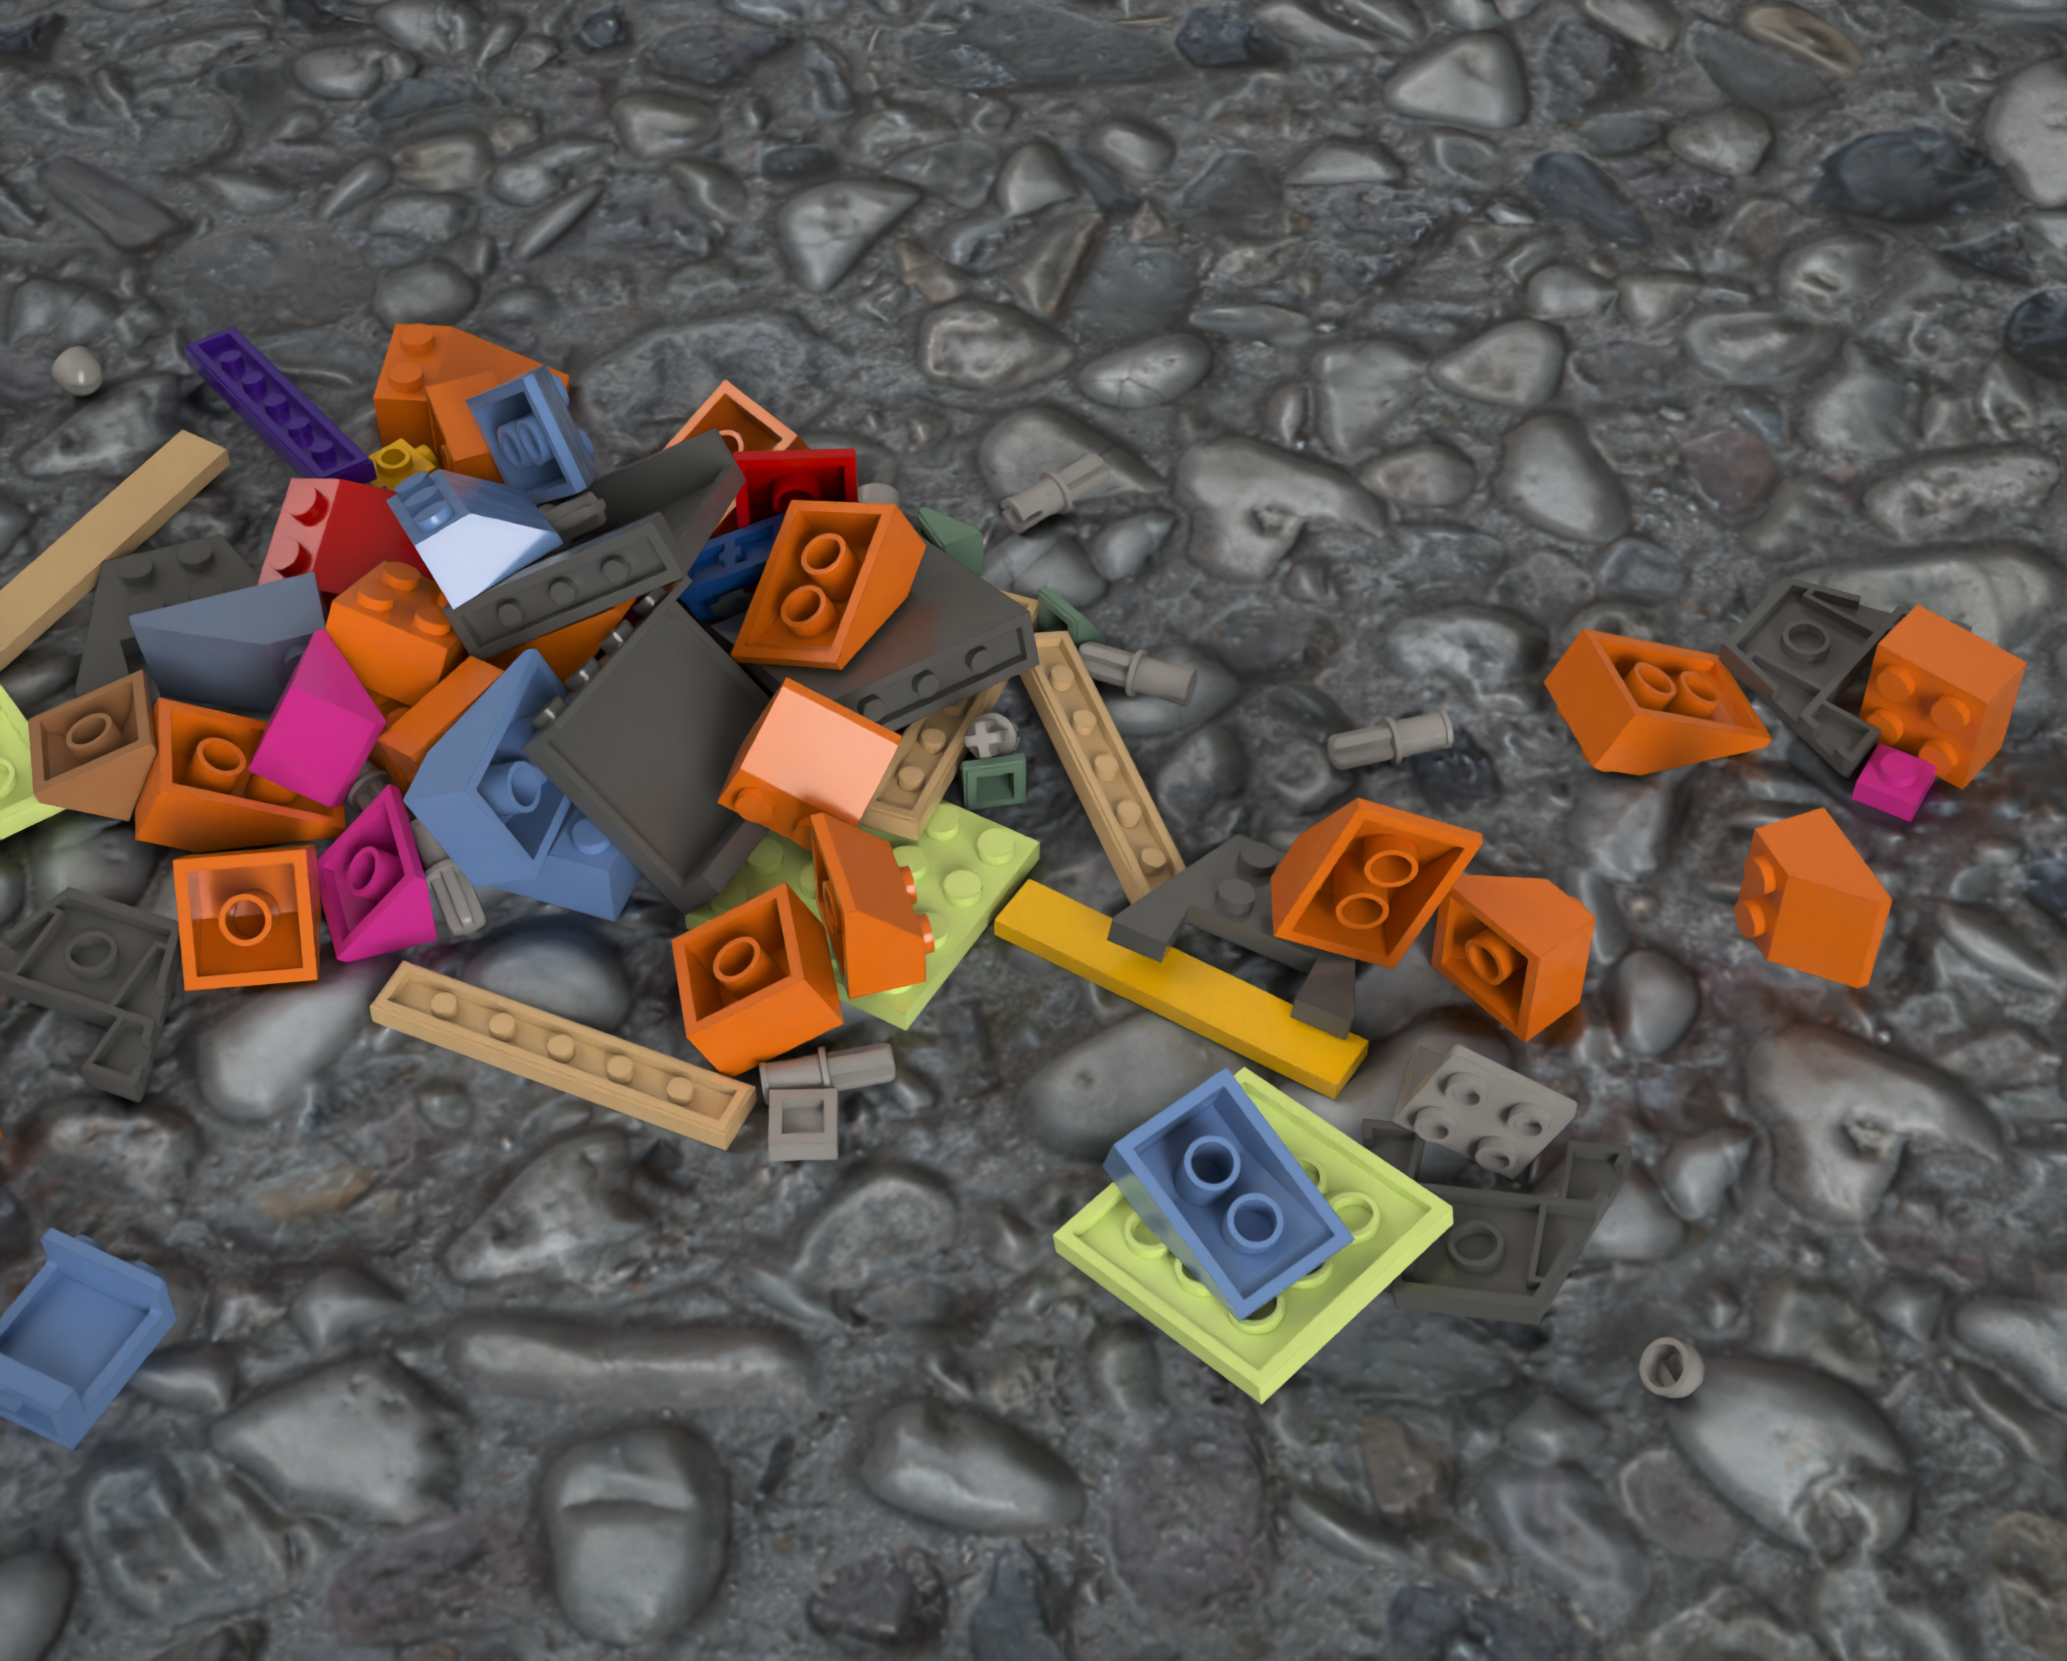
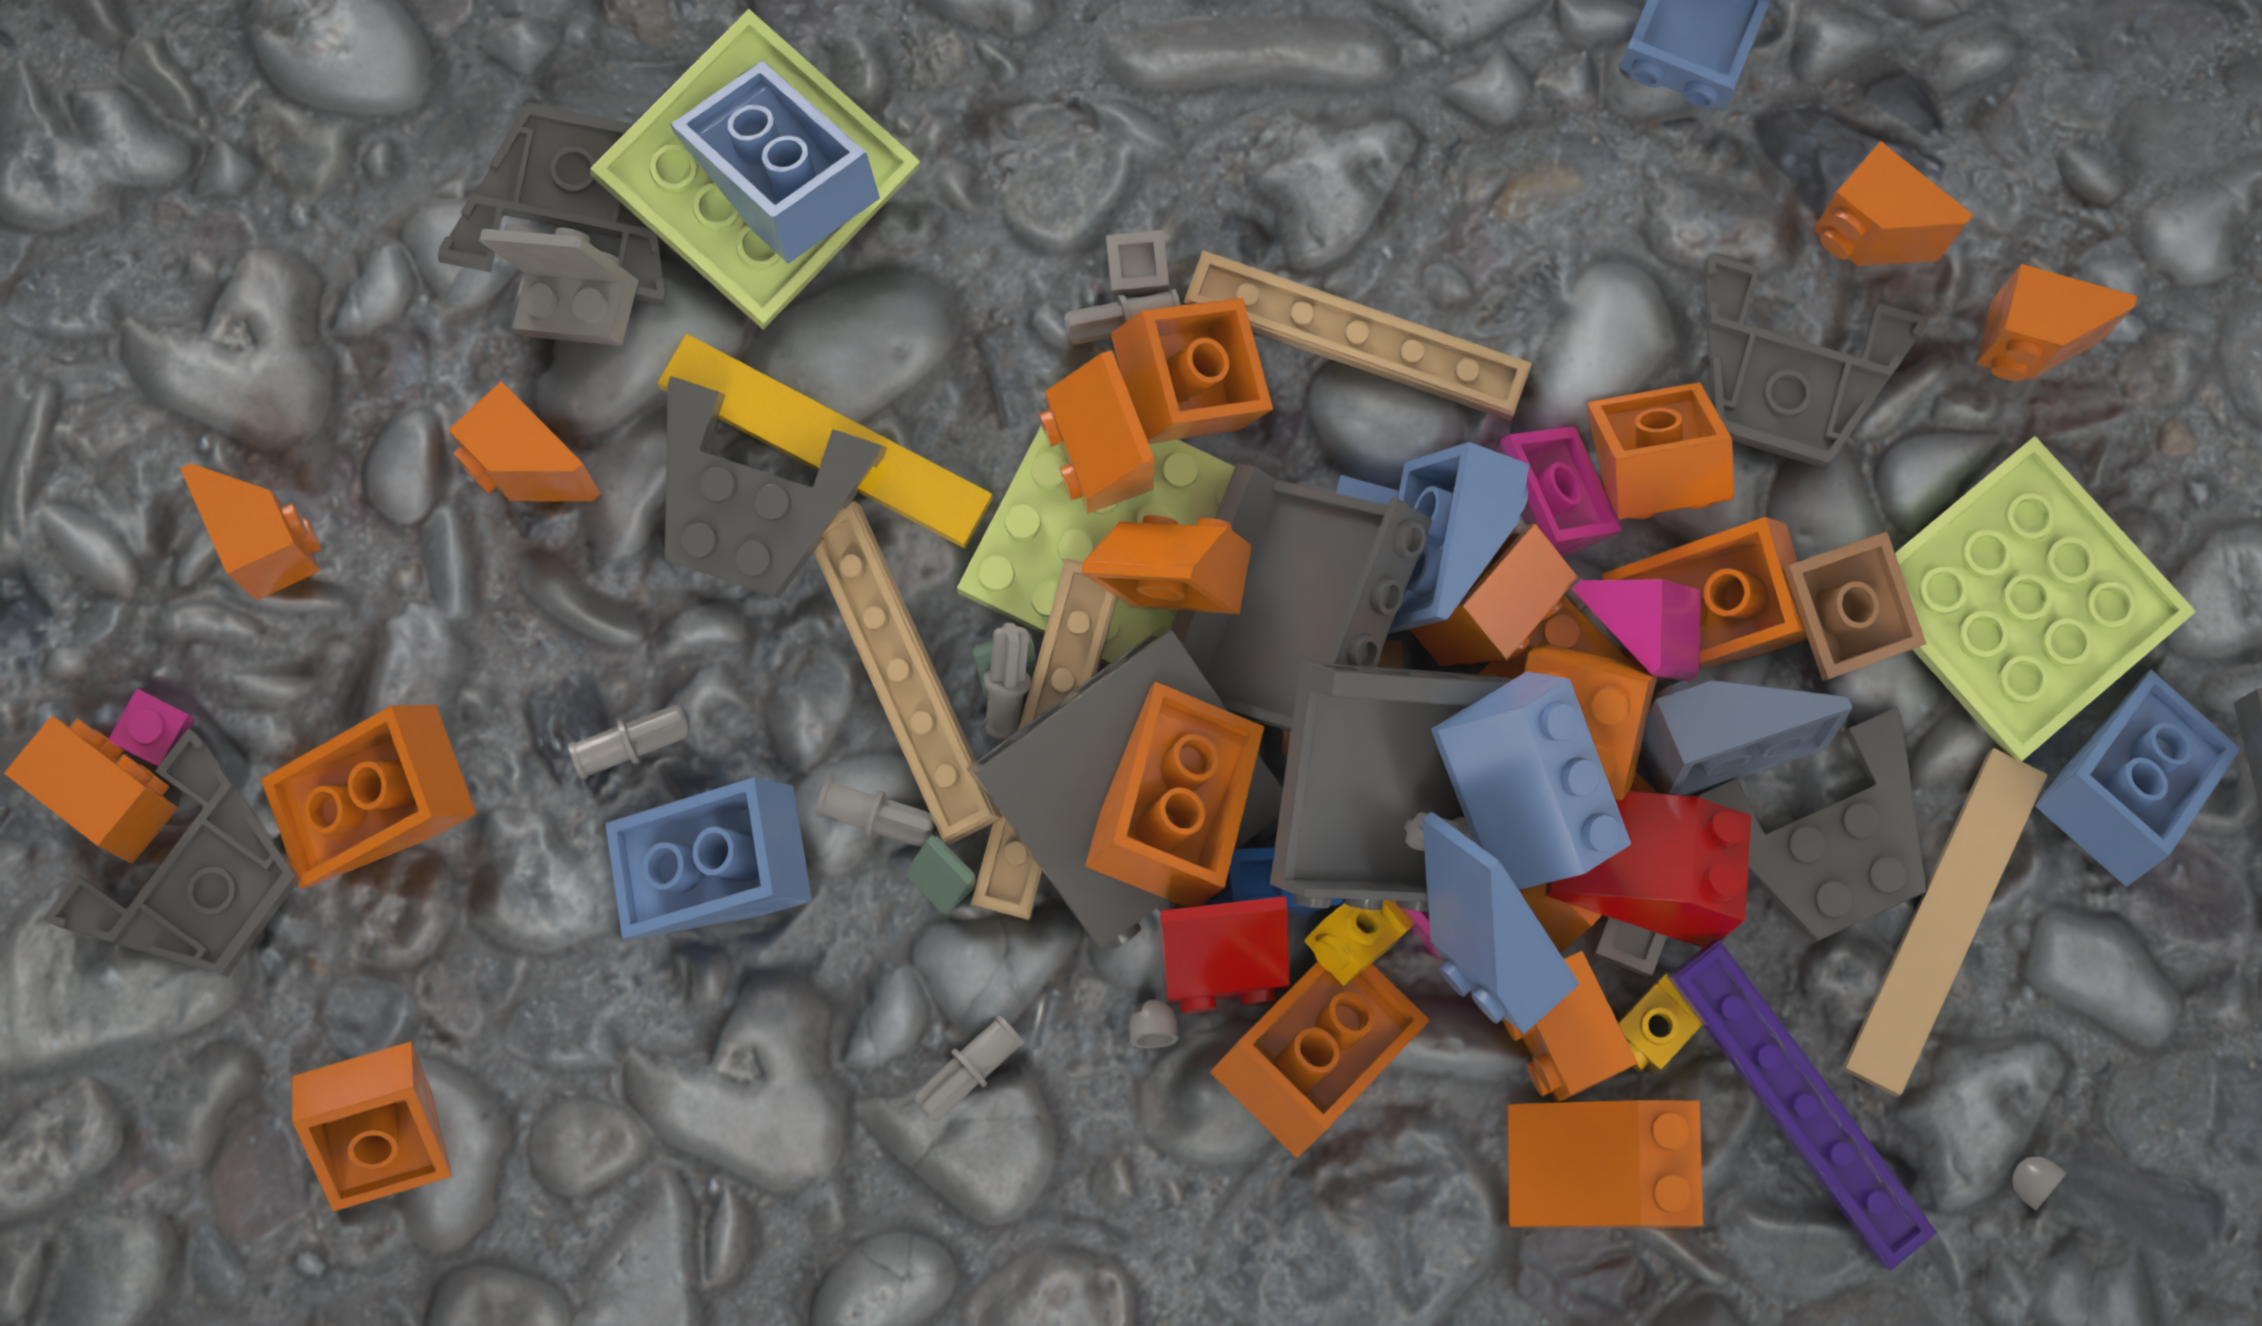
camera: 175 degrees right, 30 degrees up
(953, 538) = (1073, 962): sand green slope -> none
(1301, 637) = (709, 859): none -> medium blue slope
(1367, 880) = (650, 468): orange slope -> none
(1629, 477) = (370, 1126): none -> orange slope
(1663, 1376) = (423, 79): light grey hinge -> none

